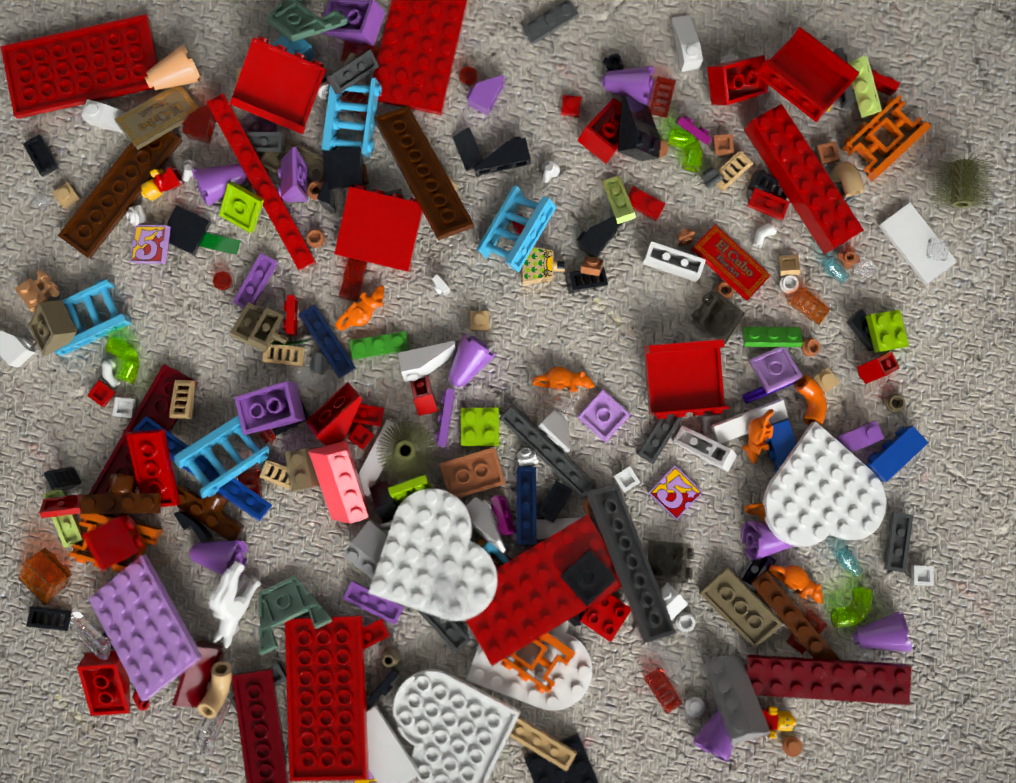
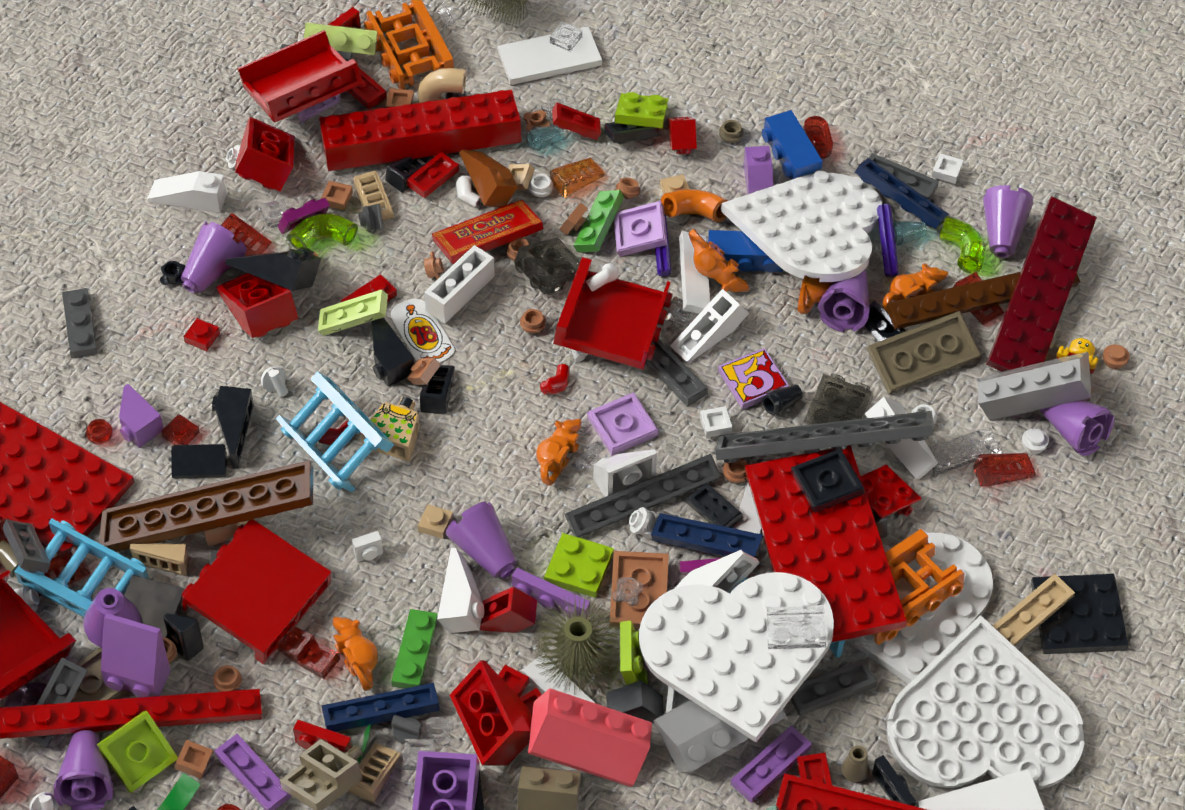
camera: 70 degrees left, 30 degrees down
(252, 242) = (193, 759): none -> nougat plate
(318, 150) = (110, 602): none -> medium lavender cone
(386, 163) = (164, 557): none -> tan slope
(458, 467) = (631, 585): none -> clear plate
(488, 127) = (180, 431): none -> clear red plate
(620, 360) = (556, 383): none -> red arm
(630, 251) = (421, 331): none -> sticker
(661, 517) = (780, 399): none -> black cone
(665, 323) = (533, 321): none -> nougat plate
(714, 360) = (608, 274): none -> white arm
(765, 319) = (575, 220): none -> nougat plate
(780, 244) = (490, 178): none -> dark orange slope
(830, 122) = (369, 92): none -> red plate
(832, 552) = (887, 239): none -> dark purple axle
(856, 287) = (576, 121): none -> red plate
(881, 549) = (895, 189): none -> dark blue plate
(913, 469) = (821, 138): none -> clear red plate

